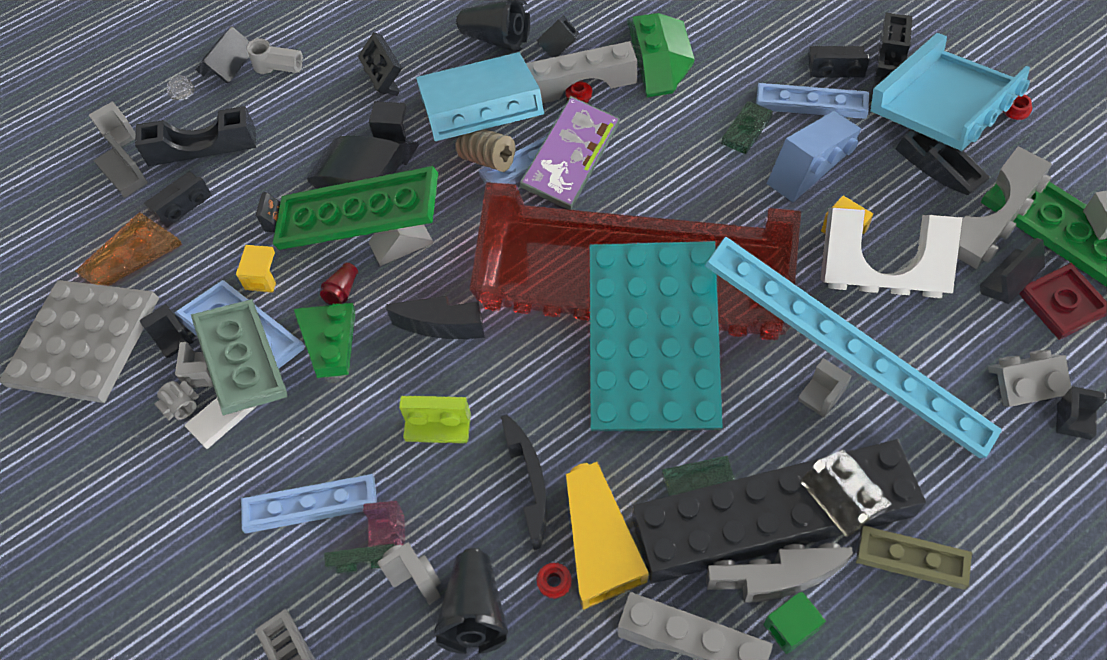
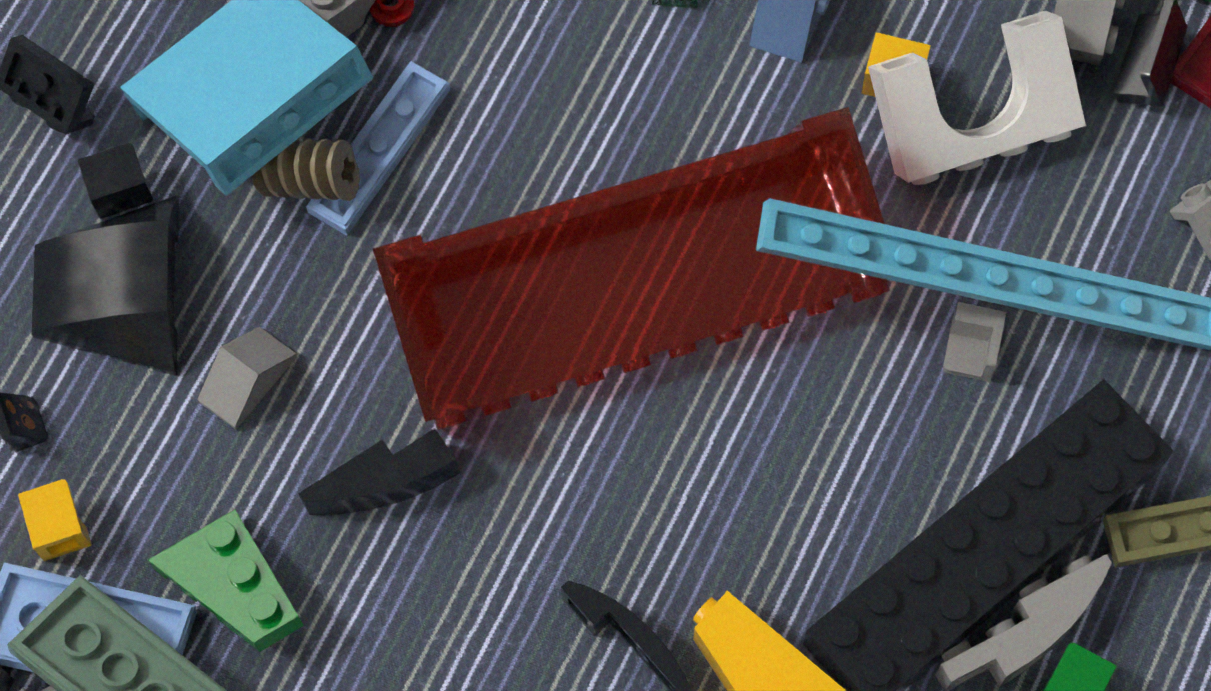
camera: 30 degrees left, 10 degrees up
(338, 285) = (197, 491): dark red cone -> none
(357, 208) = (162, 361): green plate -> none
(435, 419) = (466, 633): lime bracket -> none
(570, 153) = (436, 119): tile -> none
(654, 338) = (713, 369): teal plate -> none
(697, 475) = (866, 548): clear green plate -> none
(844, 492) = (1072, 488): clear smoke bracket -> none

